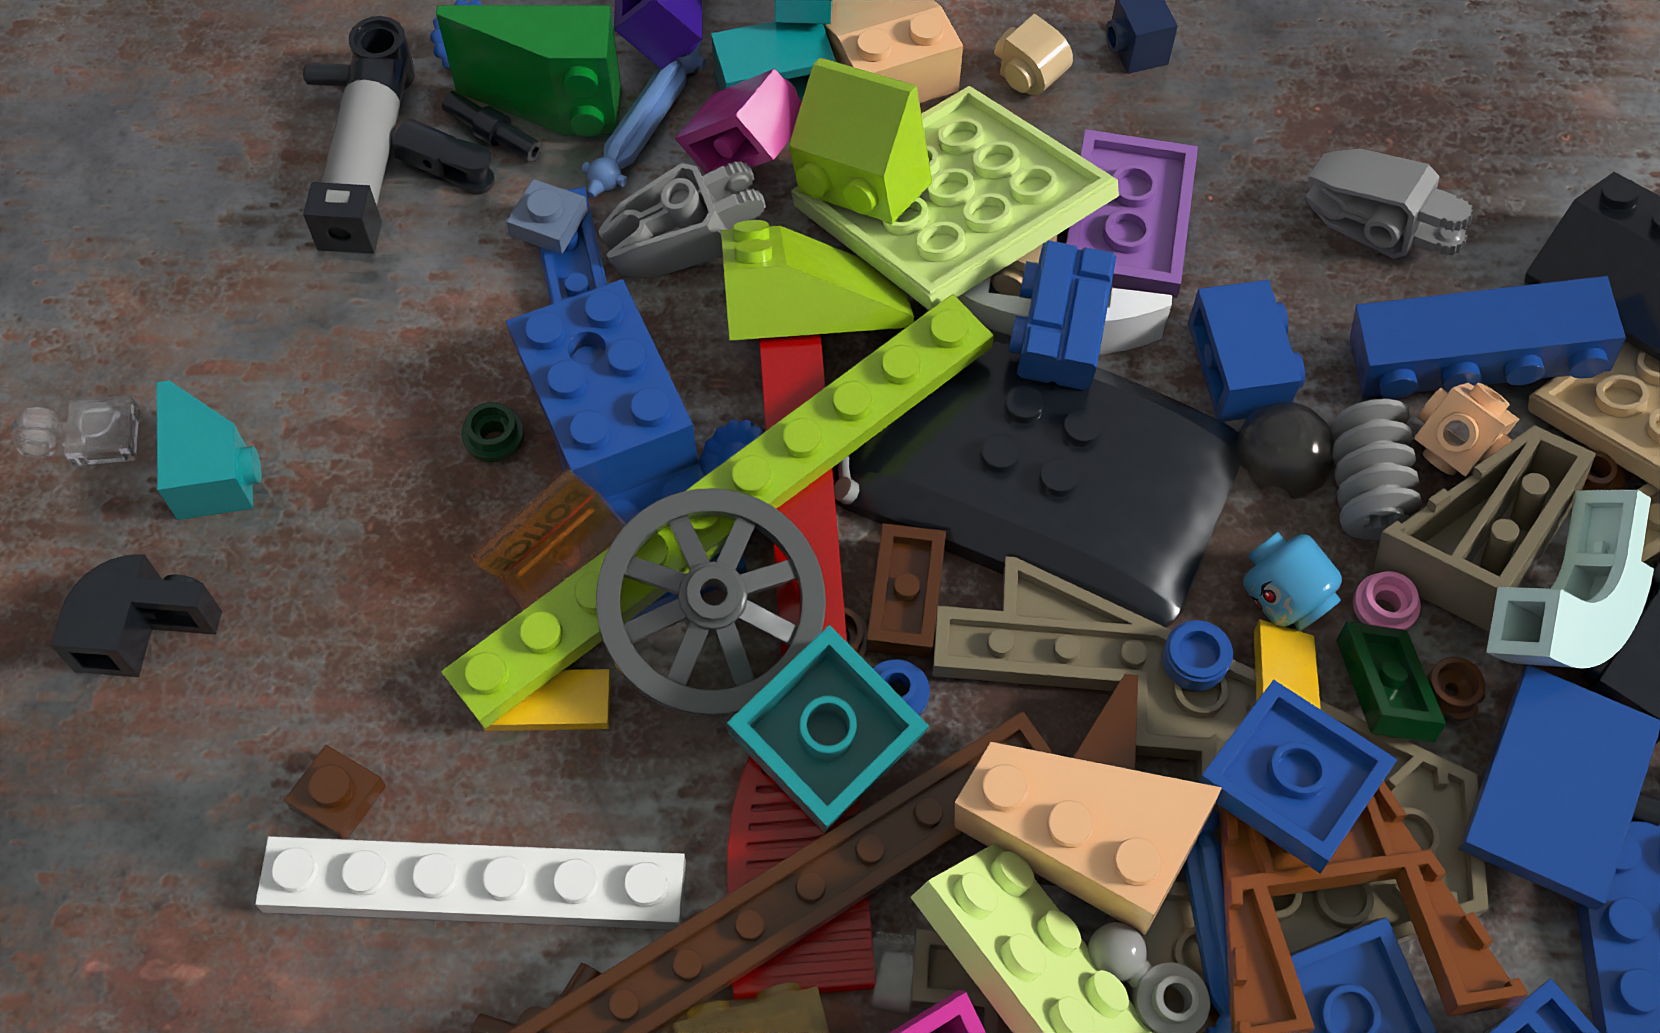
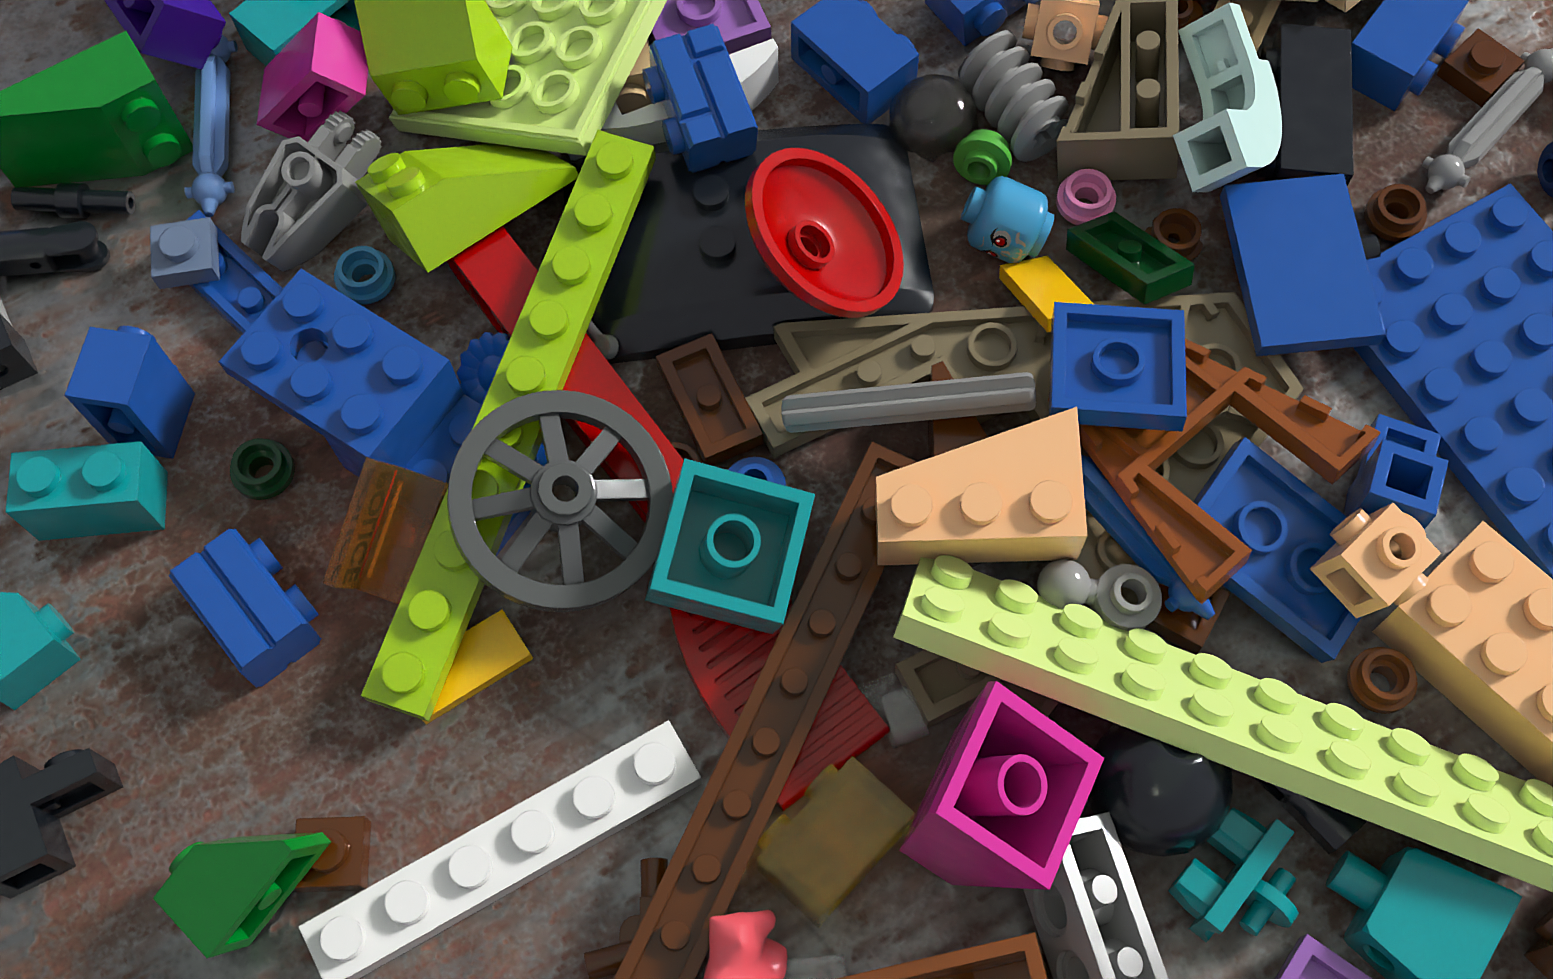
camera: 30 degrees left, 5 degrees up
(238, 770) = (234, 886): none -> green slope
(344, 372) = (87, 491): none -> teal brick
(403, 541) = (246, 607): none -> blue brick
(426, 308) = (130, 389): none -> blue brick
(682, 301) = (360, 262): none -> dark azure plate
(1081, 696) = (909, 402): none -> light grey axle
(1095, 495) = (823, 233): none -> red dish
(1197, 655) = (975, 319): blue tile -> none
(1308, 508) = (982, 156): none -> bright green plate

